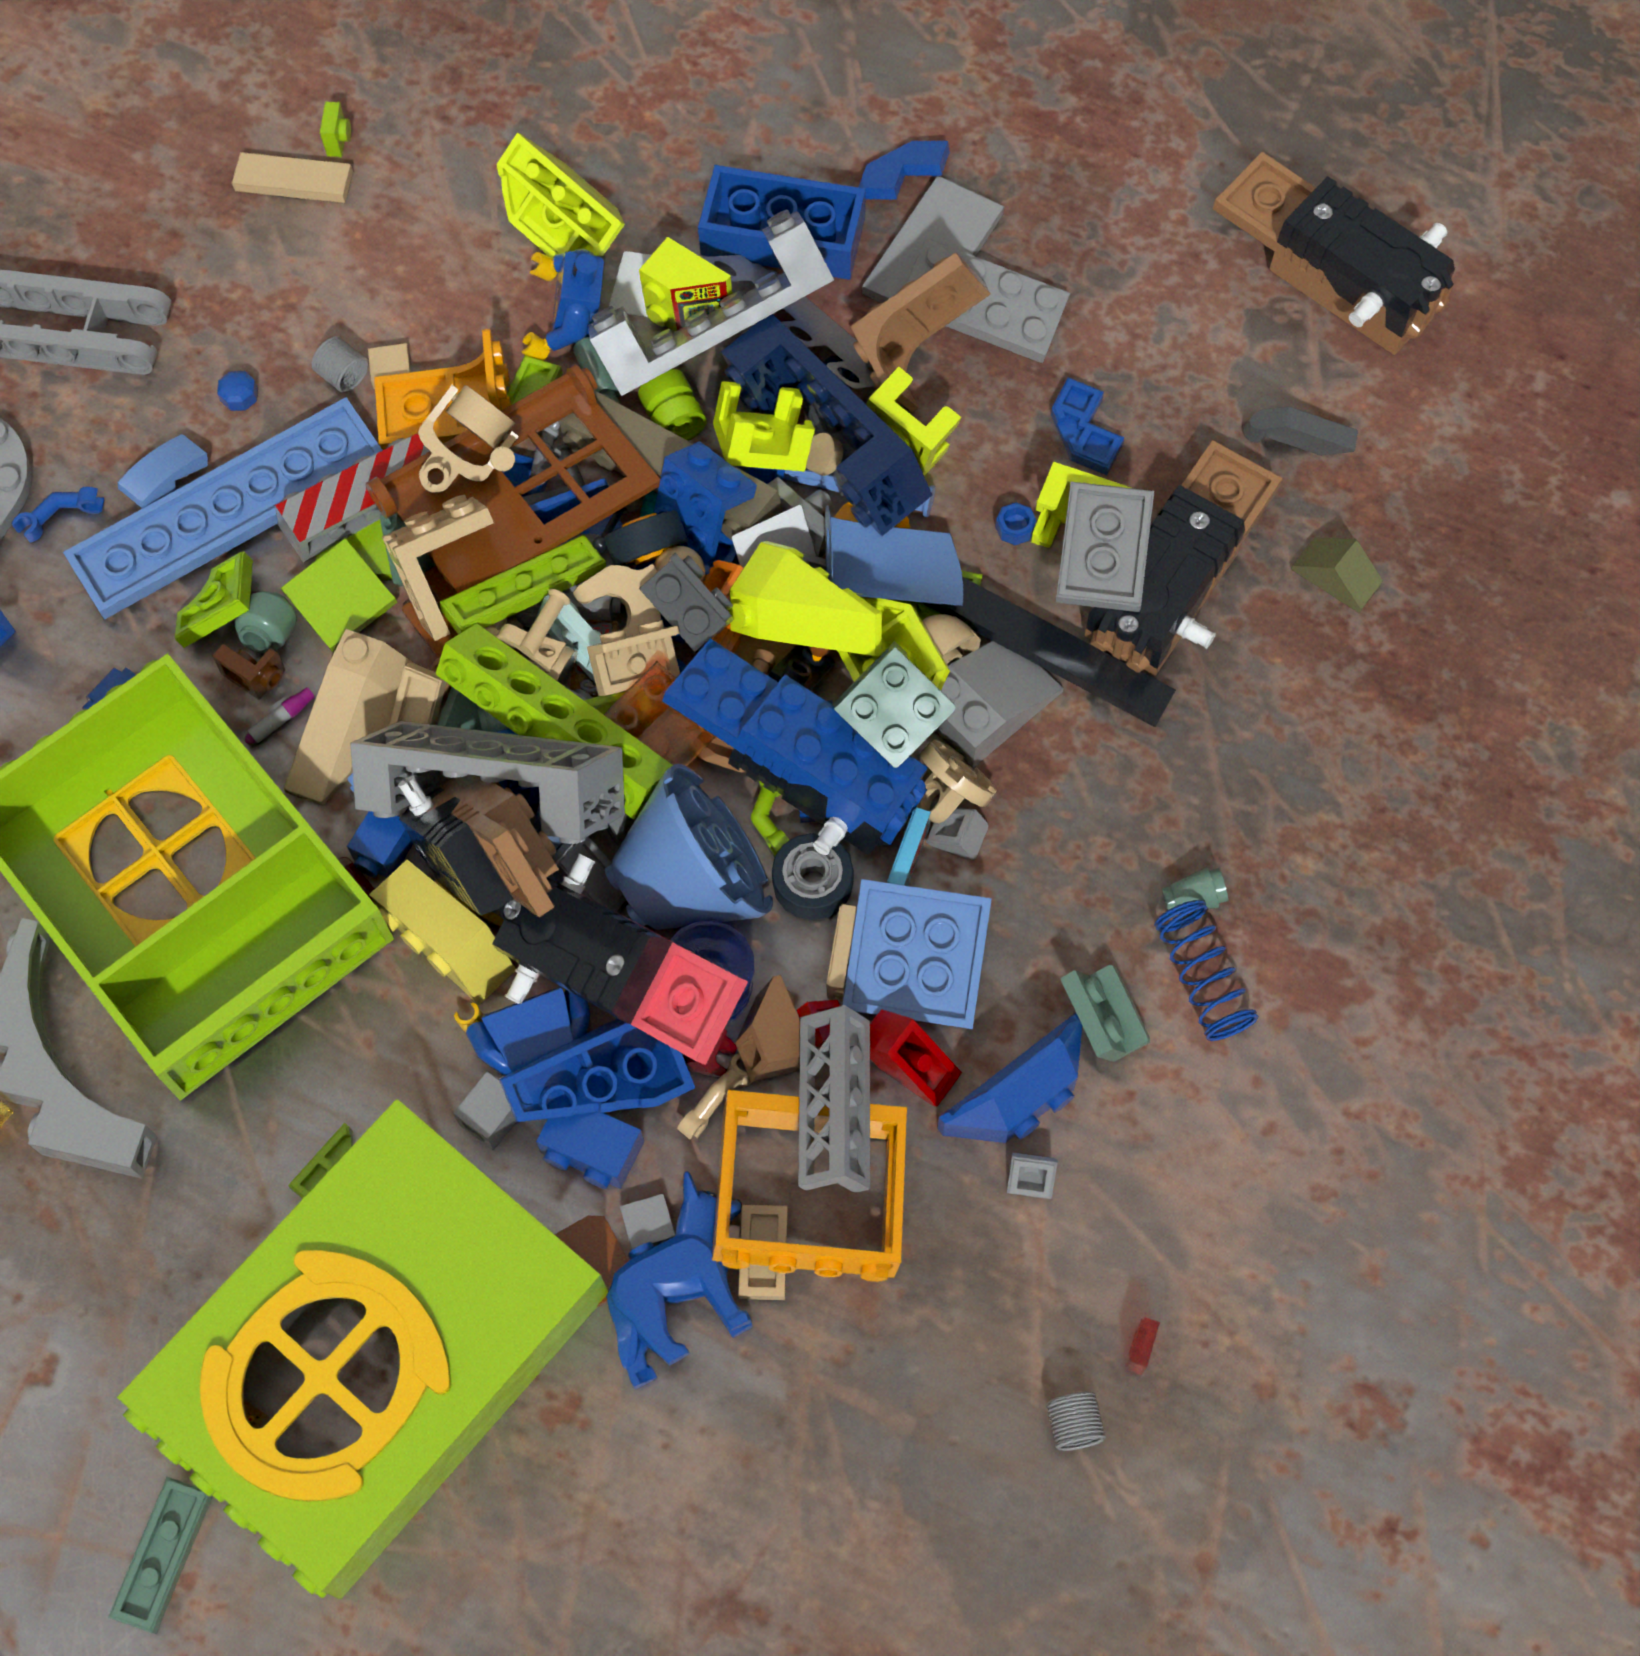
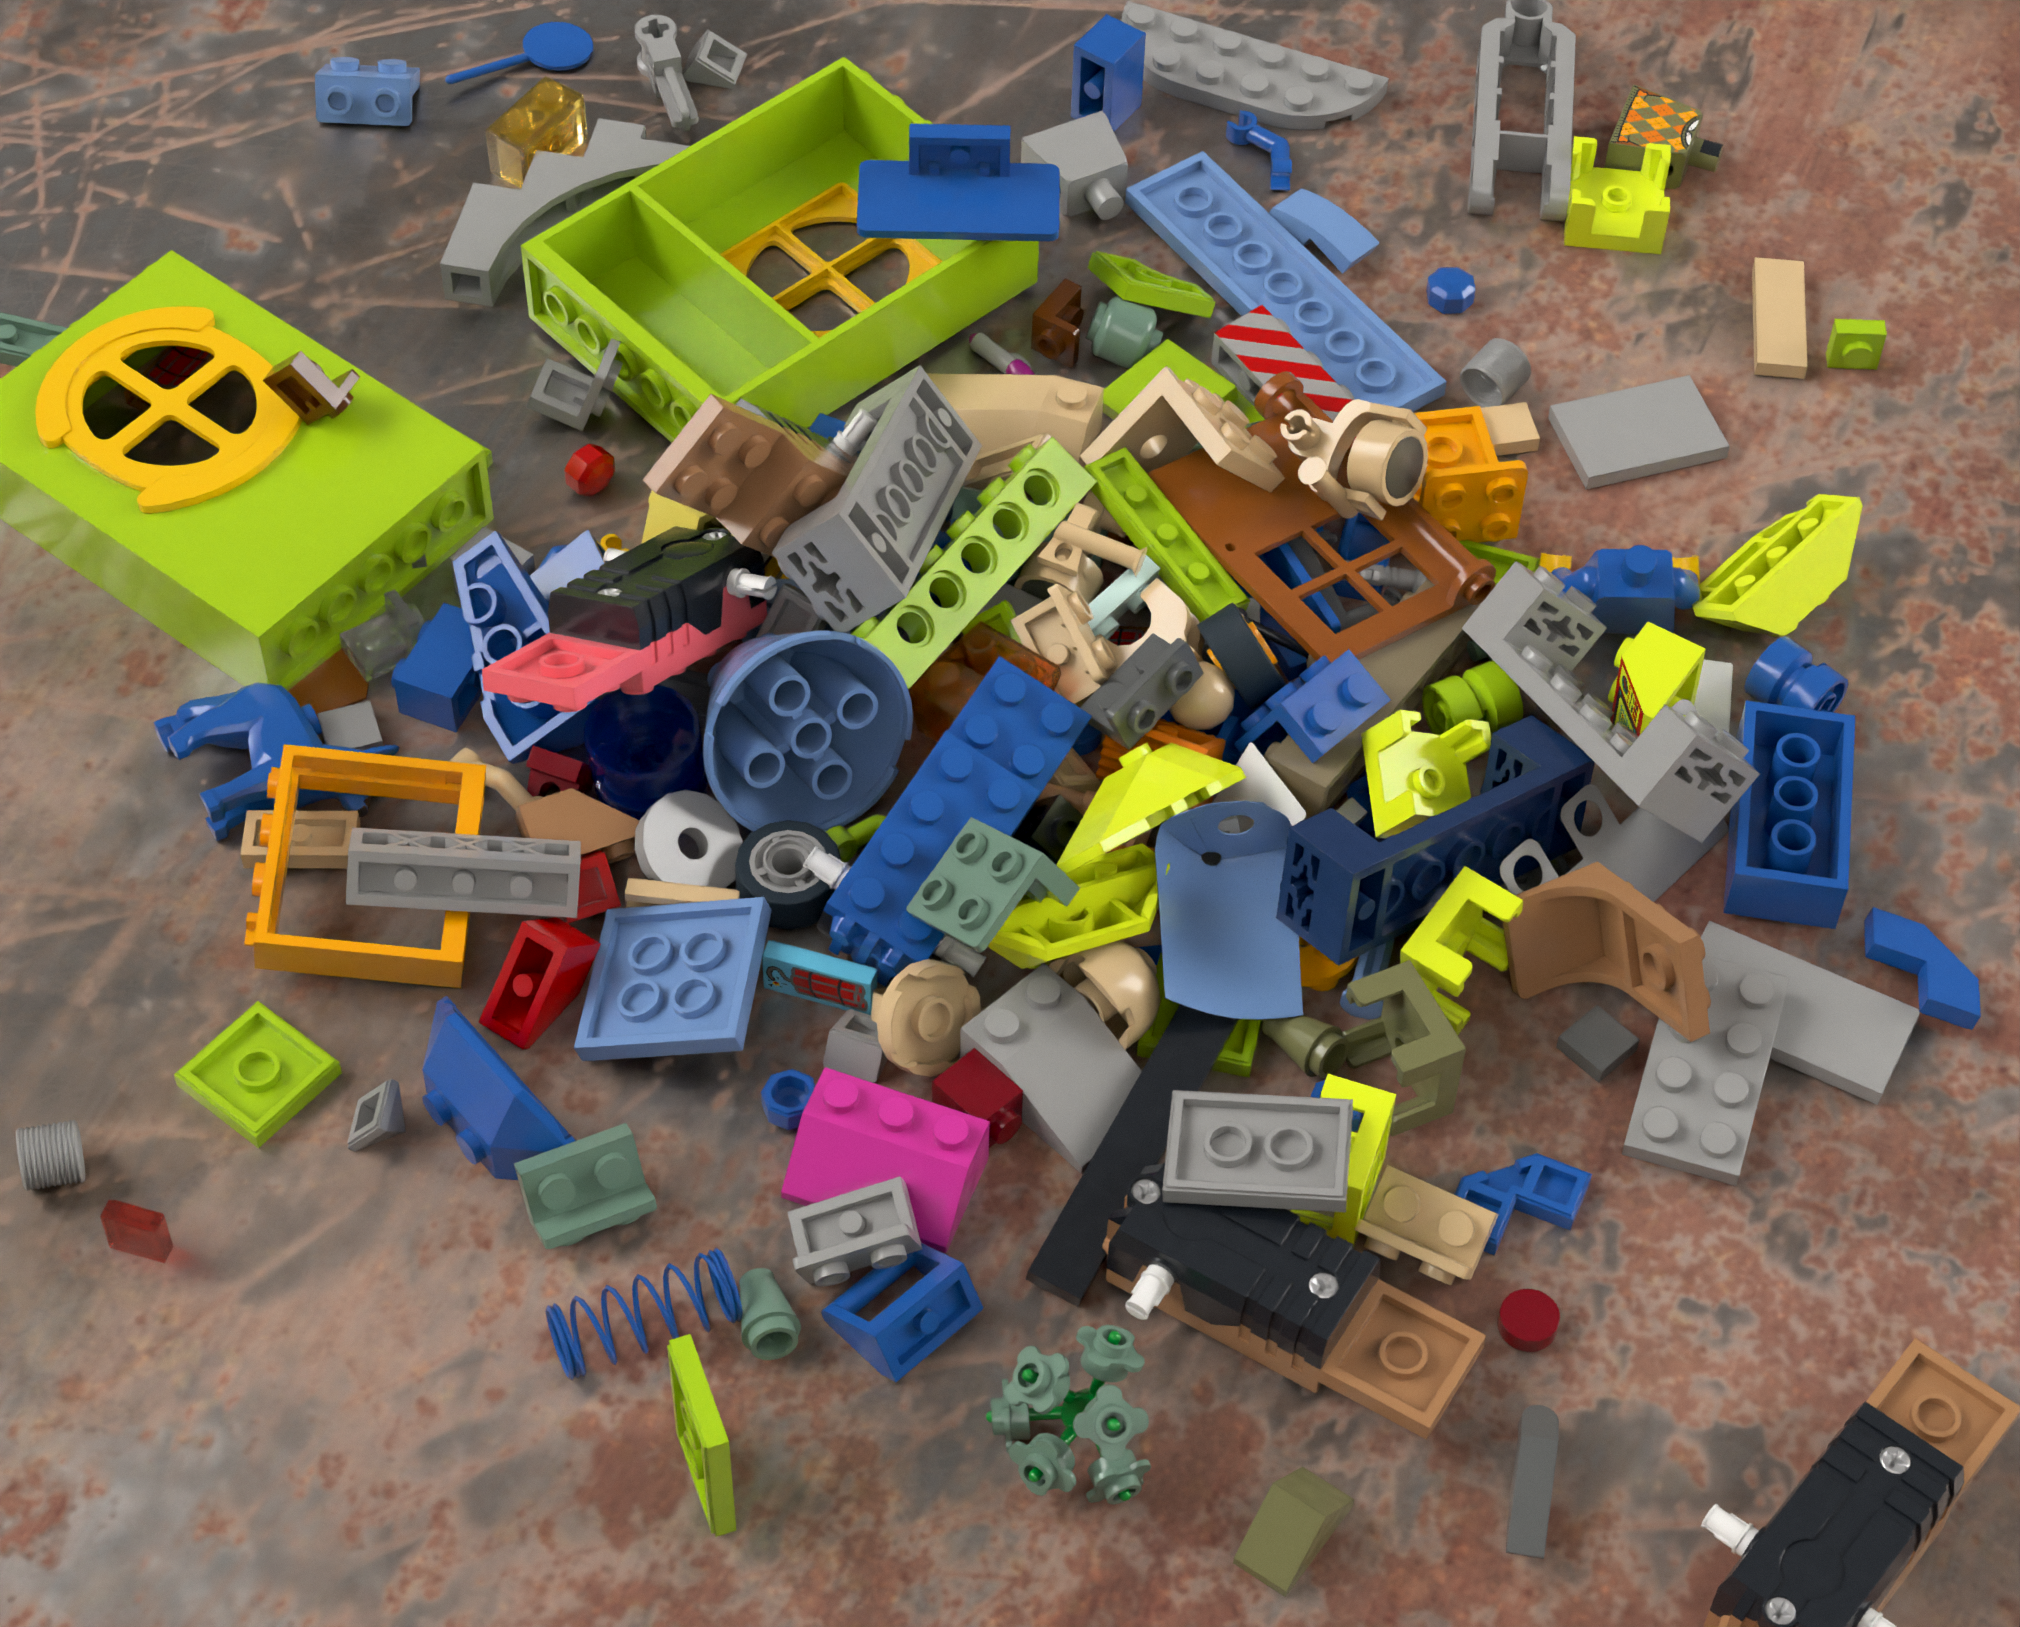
camera: 85 degrees right, 15 degrees down
(66, 647) = (1089, 164): none -> light grey torso
(96, 231) = (1661, 120): none -> olive torso
(152, 709) = (958, 189): none -> blue bracket
(162, 261) = (1616, 205): none -> neon yellow panel
(292, 1043) = (574, 395): none -> light grey bracket
(335, 1235) = (308, 390): none -> reddish brown bracket
(378, 1037) = (589, 470): none -> red tile
(400, 281) = (1638, 432): none -> light grey tile
(551, 1198) = (384, 640): none -> clear bracket
(659, 209) = (1788, 678): none -> blue wheel
(809, 942) = (701, 819): none -> light grey tile
(959, 364) = (1597, 1043): none -> dark grey tile
(969, 532) = (1309, 1043): none -> olive cone
(982, 458) = (1415, 1036): none -> olive panel
(986, 1271) = (258, 1074): none -> lime tile
(1012, 877) = (786, 1097): none -> blue tile
(1018, 748) = (983, 1091): none -> dark red brick
(1069, 811) = (870, 1134): none -> dark pink slope
(1124, 460) = (1426, 1224): none -> tan bracket
(1137, 829) = (854, 1232): none -> light grey bracket
(1178, 426) = (1528, 1320): none -> dark red tile
(1199, 788) = (913, 1322): none -> blue tile
(1276, 688) = (1088, 1413): none -> sand green plant
(1330, 913) = (702, 1435): none -> lime tile

